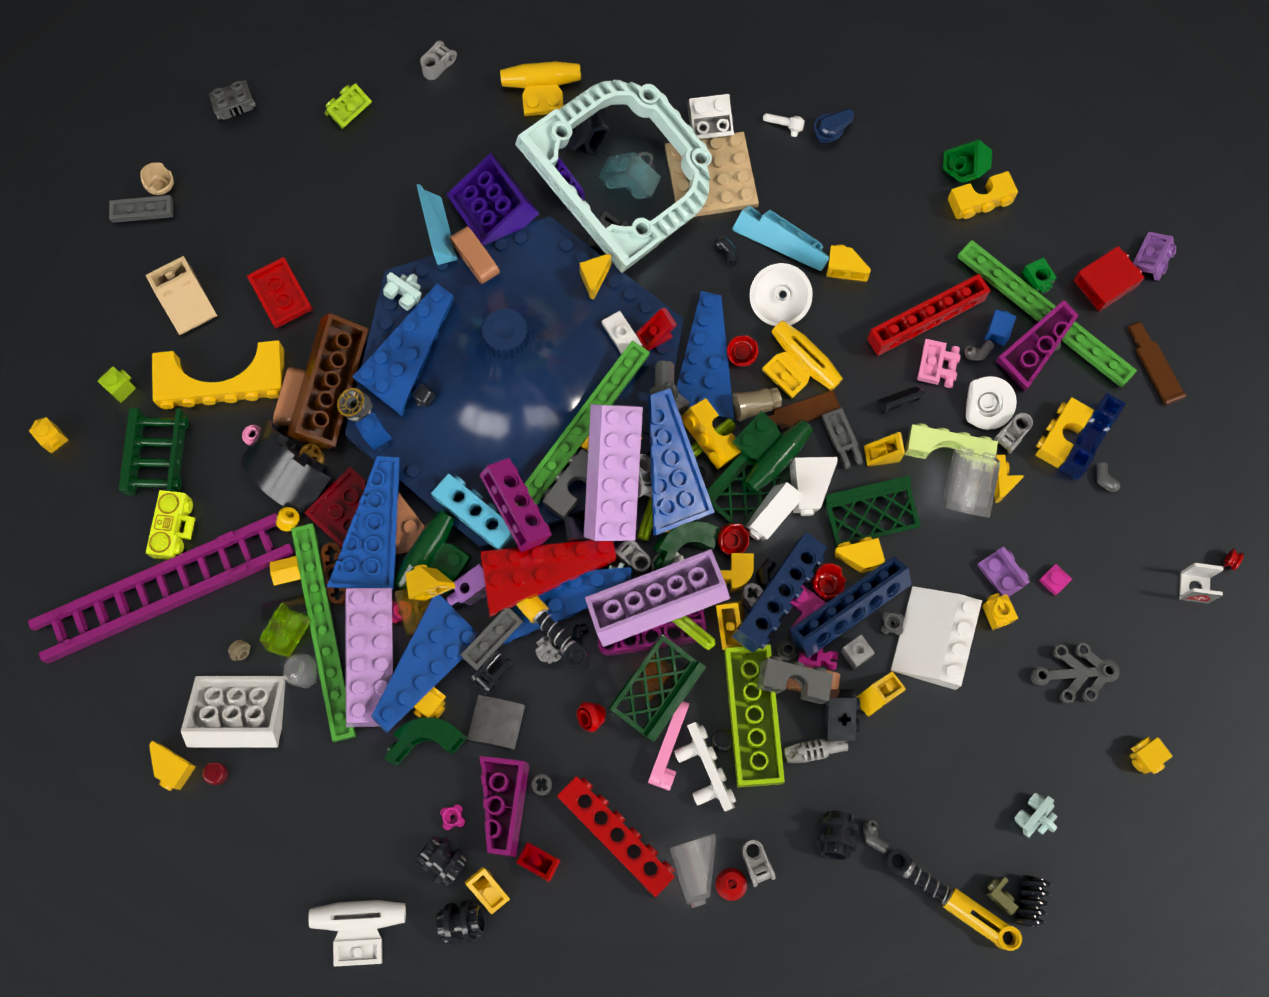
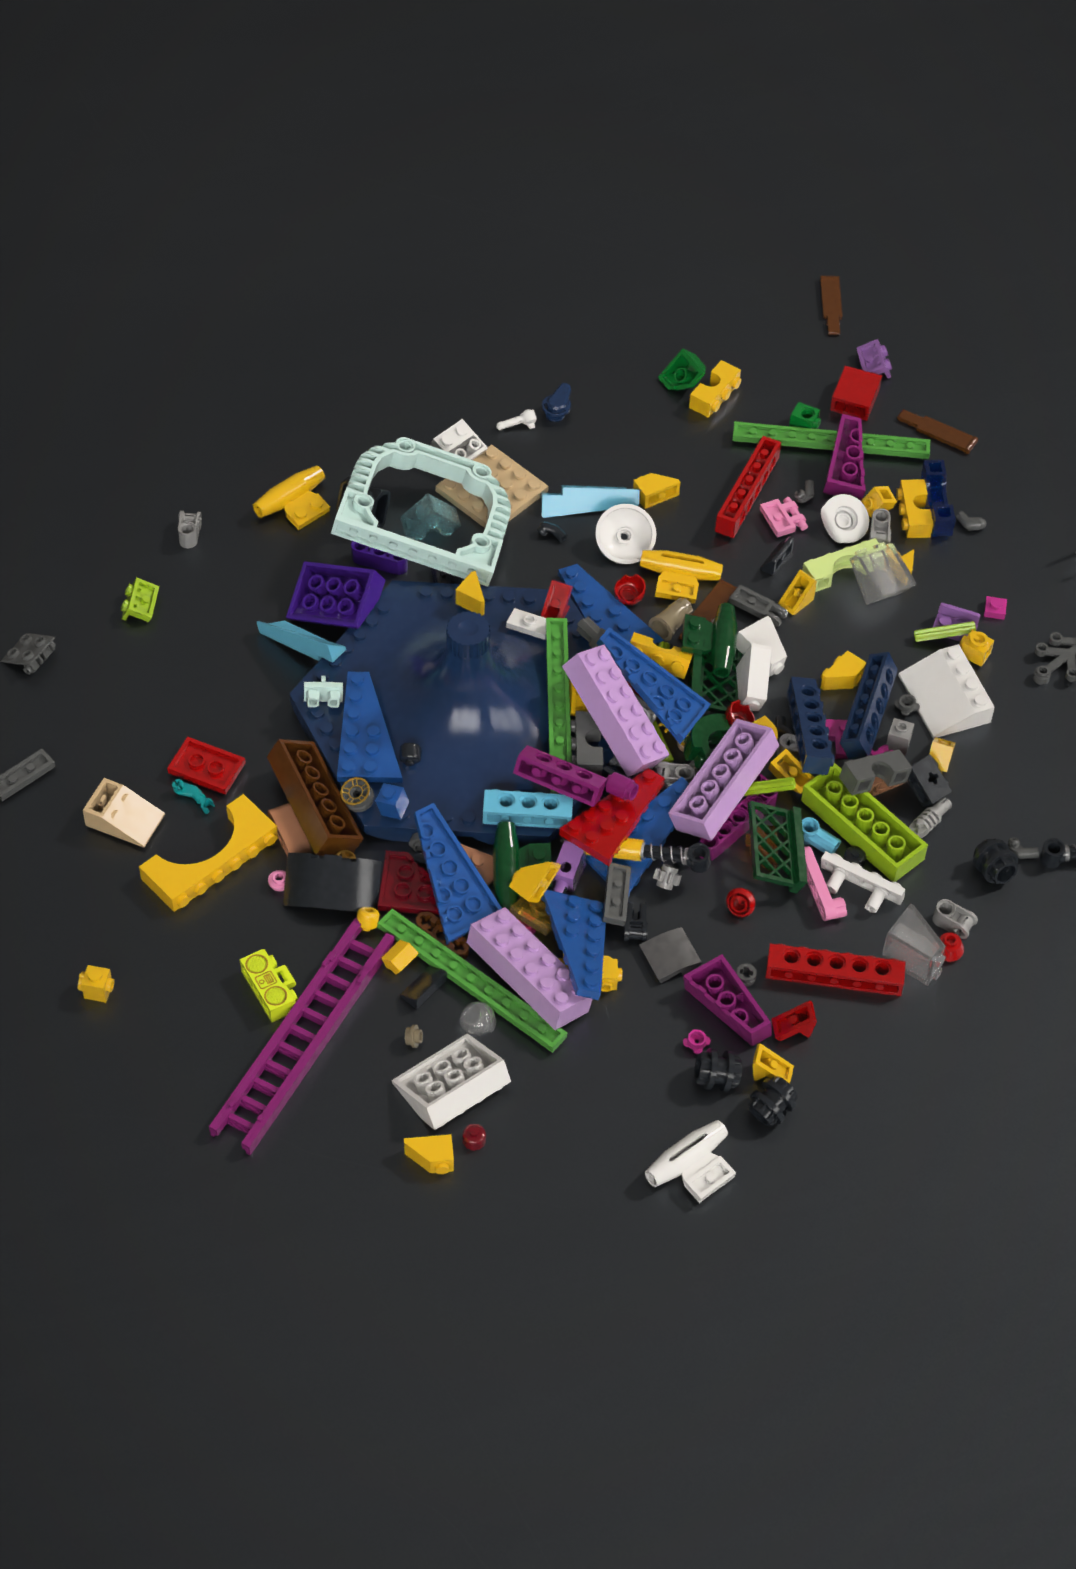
camera: 40 degrees left, 20 degrees down
(117, 383) = (124, 911): lime brick -> none
(134, 442) = (192, 959): dark green fence -> none
(156, 179) = (18, 744): tan hair -> none
(252, 308) = (194, 792): none -> teal arm
(284, 631) = (440, 993): clear neon green bracket -> none
(424, 730) = (626, 987): dark green arch -> none
(474, 255) = (360, 635): nougat beam -> none
(561, 548) = (621, 786): none -> magenta brick
(706, 703) = (819, 837): none -> medium azure piece
(828, 581) = (836, 704): red hair -> none
(868, 492) = (813, 626): dark green fence -> none
(985, 575) = (944, 631): none -> lime axle
(1000, 327) = (807, 467): blue brick -> none
(1034, 404) = (879, 498): none -> yellow brick
(1166, 169) = (831, 303): none -> reddish brown piece

